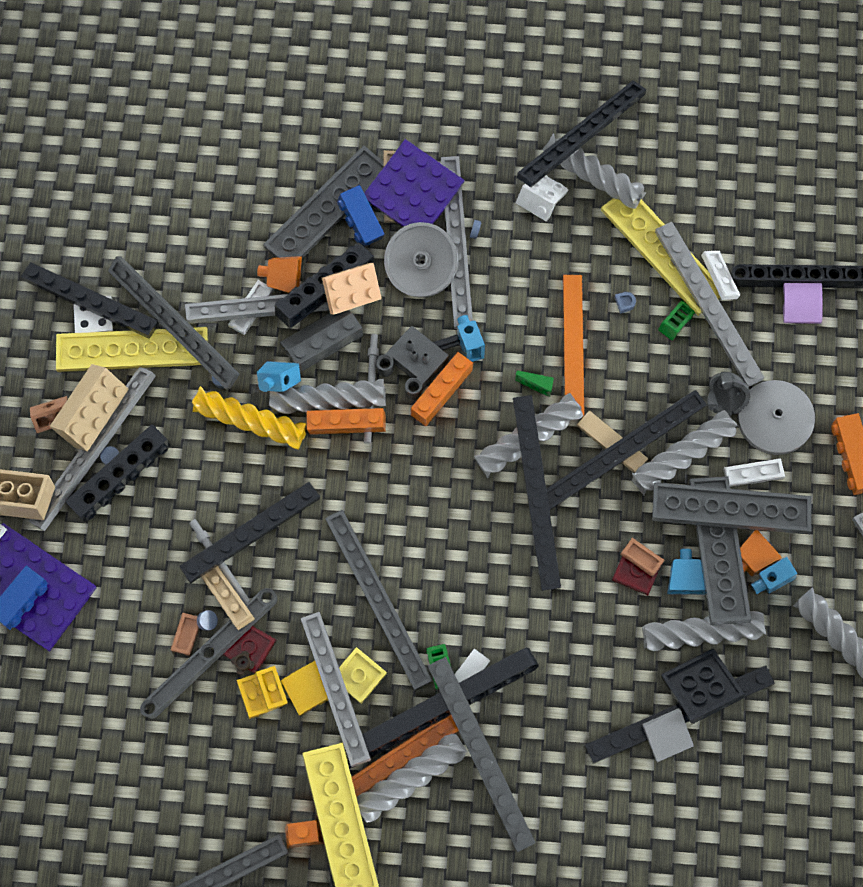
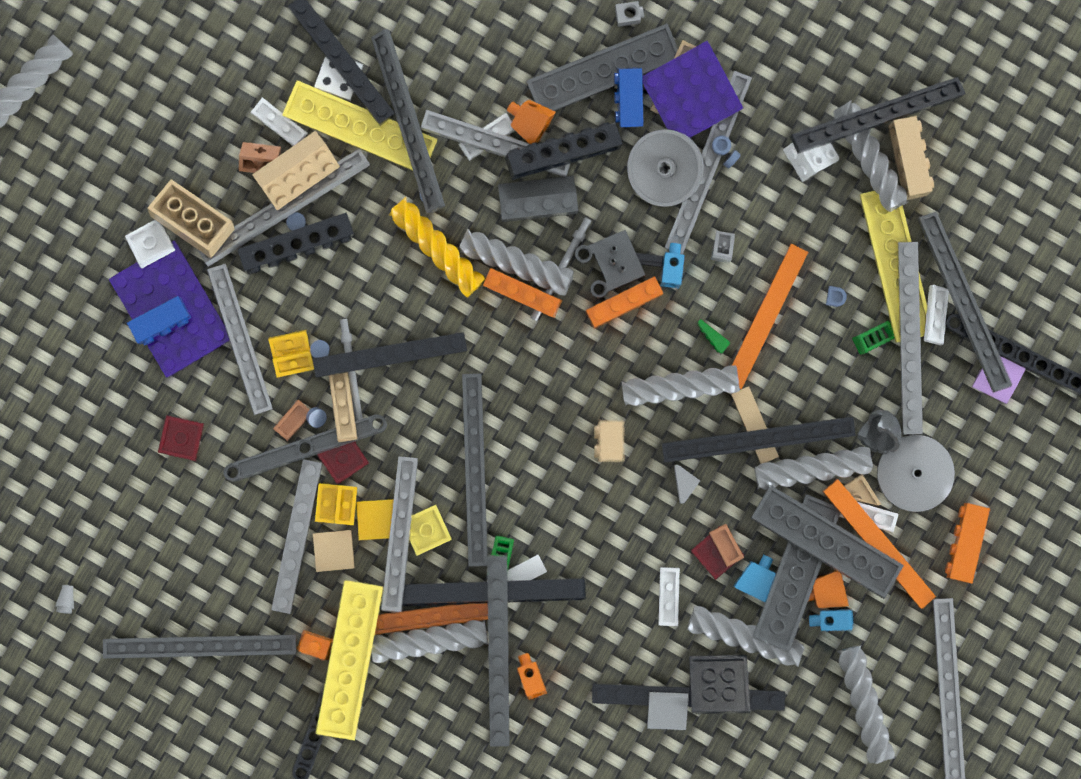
camera: 25 degrees right, 15 degrees up
(52, 378) = (281, 125): none -> white tile
(86, 700) = (180, 438): none -> dark red tile
(103, 583) = (239, 339): none -> light grey plate
(157, 574) = (291, 353): none -> yellow slope
(181, 556) = (319, 349): none -> sand blue tile
(238, 741) = (297, 536): none -> light grey plate
(244, 656) = (325, 470): dark brown plate -> none
(273, 376) = (479, 222): dark azure torso -> none
(280, 737) = (333, 550): none -> tan tile
(323, 159) = (620, 10): none -> light grey brick
(351, 288) = (586, 167): light nougat plate -> none
(460, 220) = (721, 145): none -> sand blue tile
(489, 508) = (610, 441): none -> tan brick
(506, 305) = (723, 247): none -> light grey slope
(530, 771) = (532, 685): none -> orange torso
(536, 493) = (661, 442): black plate -> none
(576, 519) = (685, 483): none -> light grey slope
(614, 630) = (669, 596): none -> white tile
(627, 155) = (910, 157): none -> tan brick
(734, 455) = (862, 491): none -> tan tile
(740, 251) = (964, 302): none -> dark grey plate
(757, 481) = (875, 537): none -> orange tile

